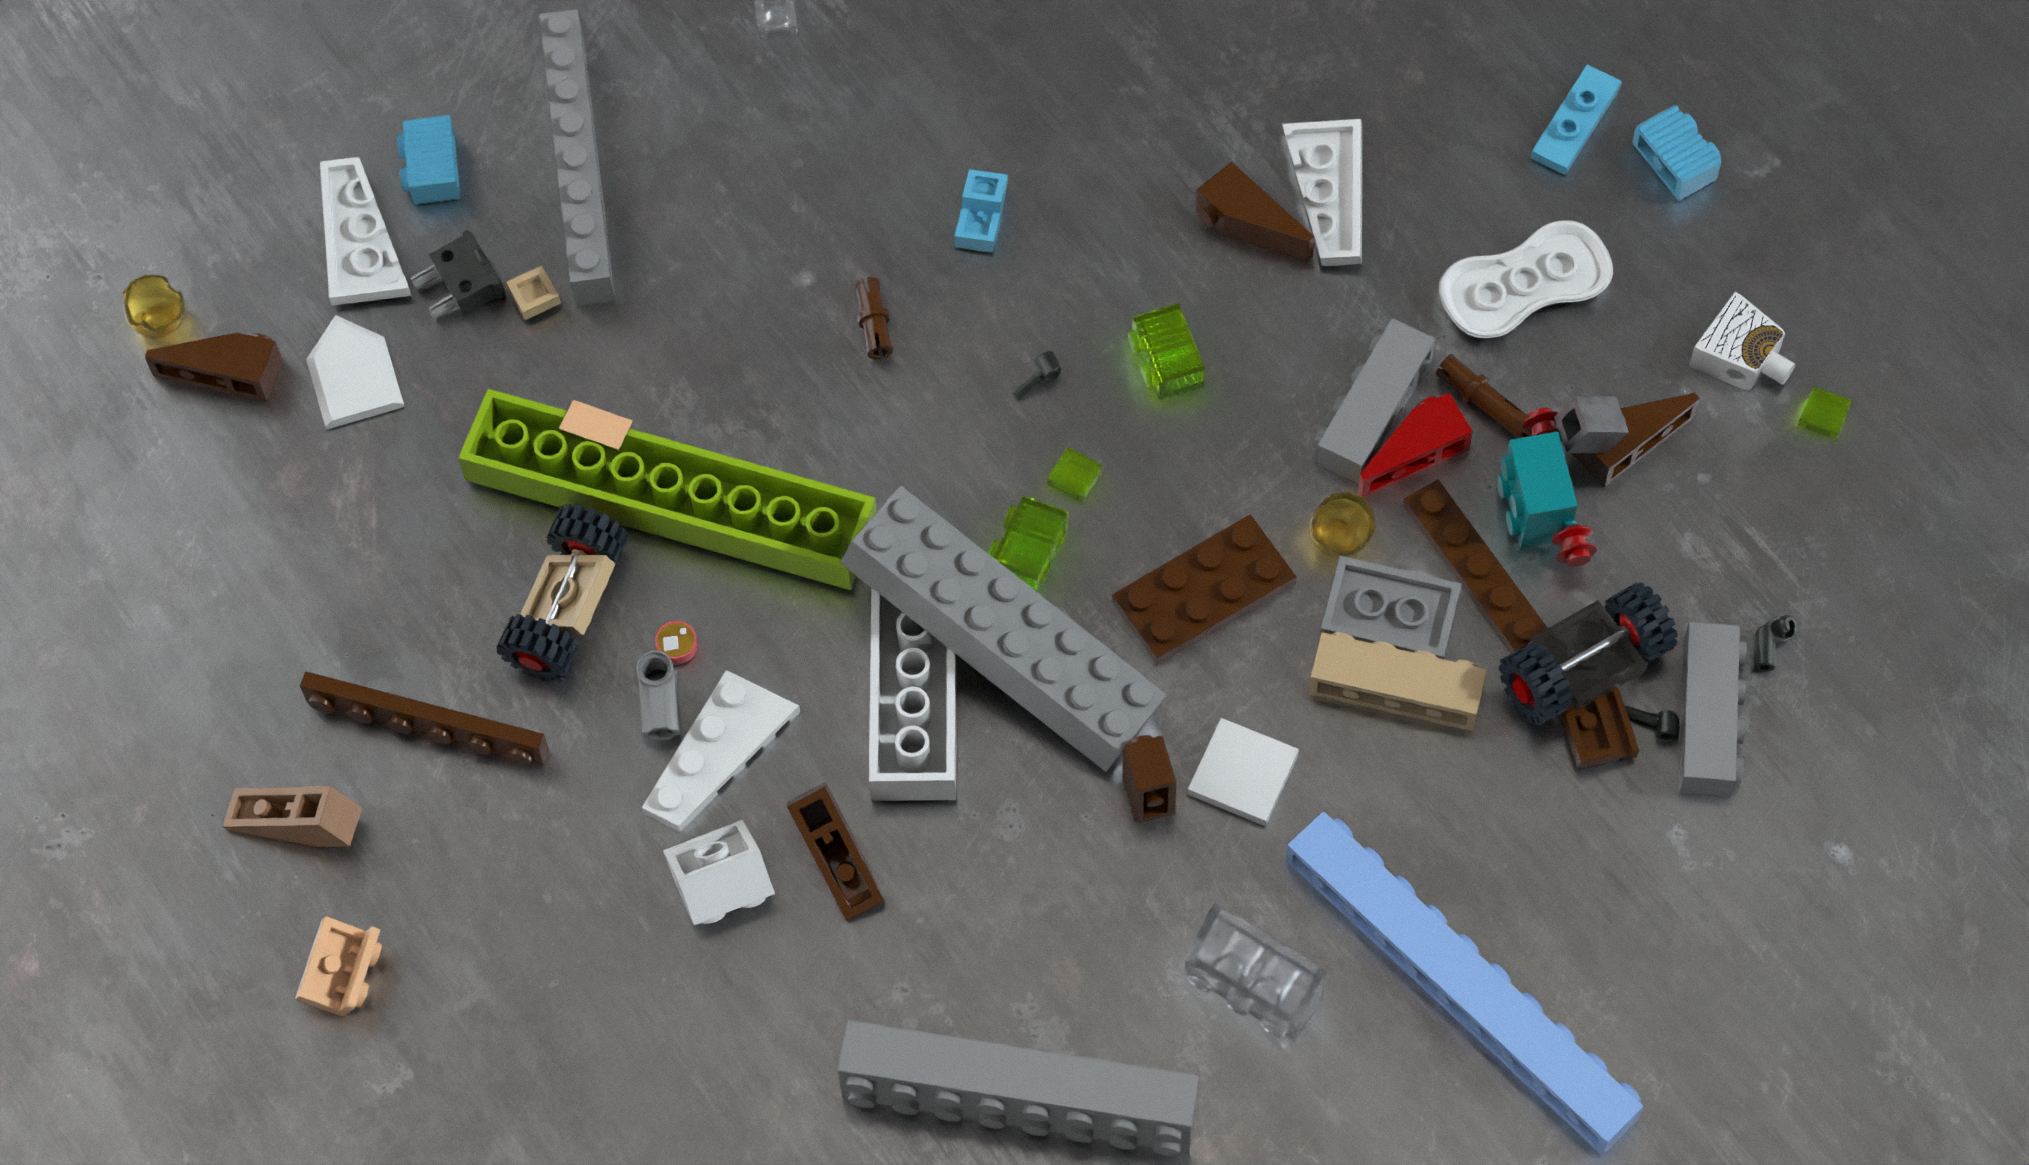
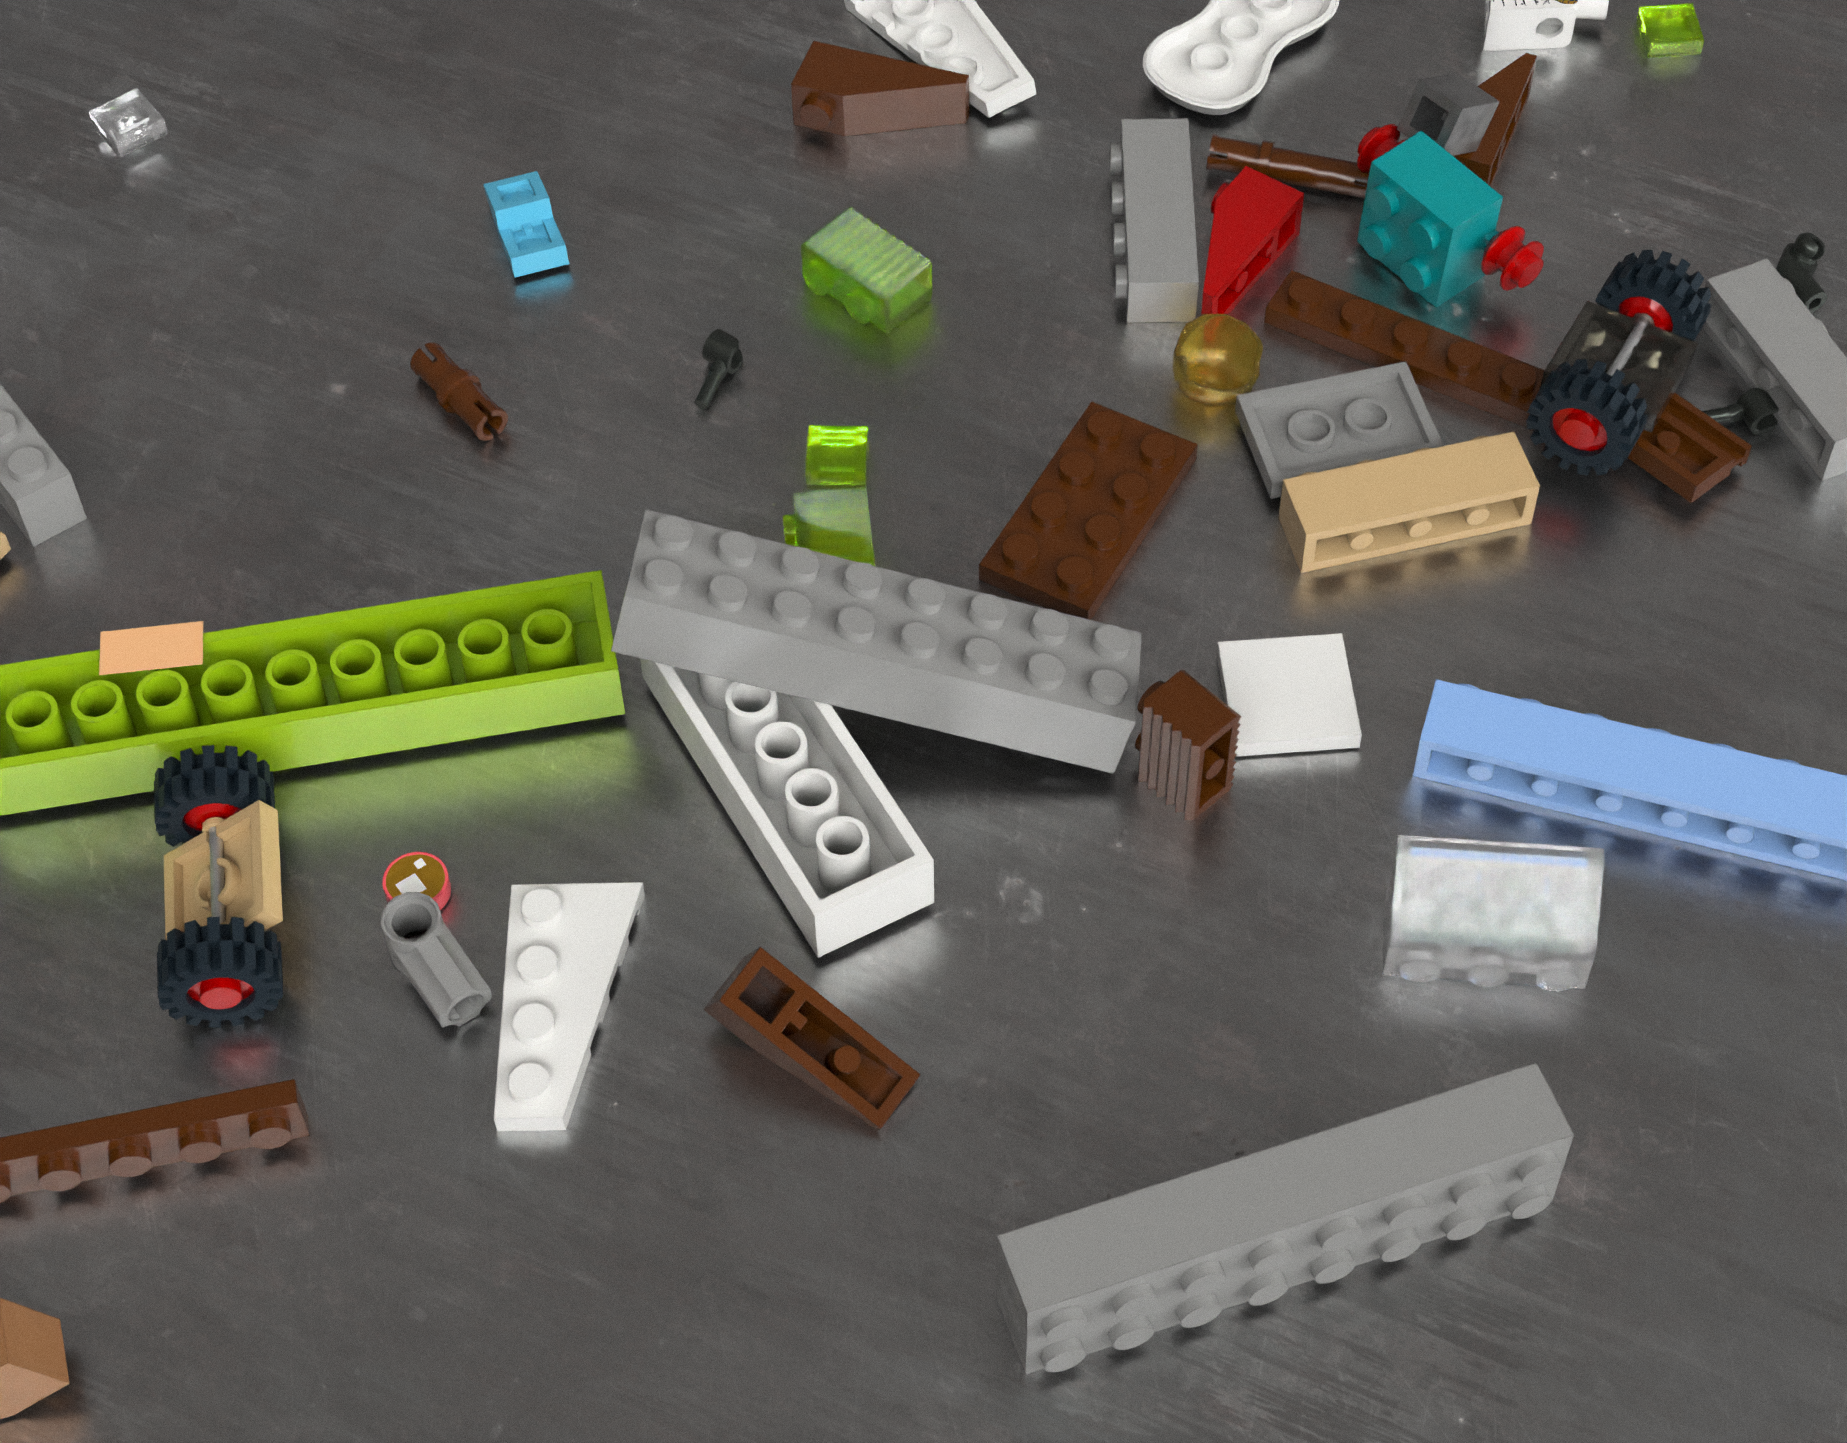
camera: 30 degrees left, 10 degrees down
(719, 873) = (663, 1149): white slope -> none

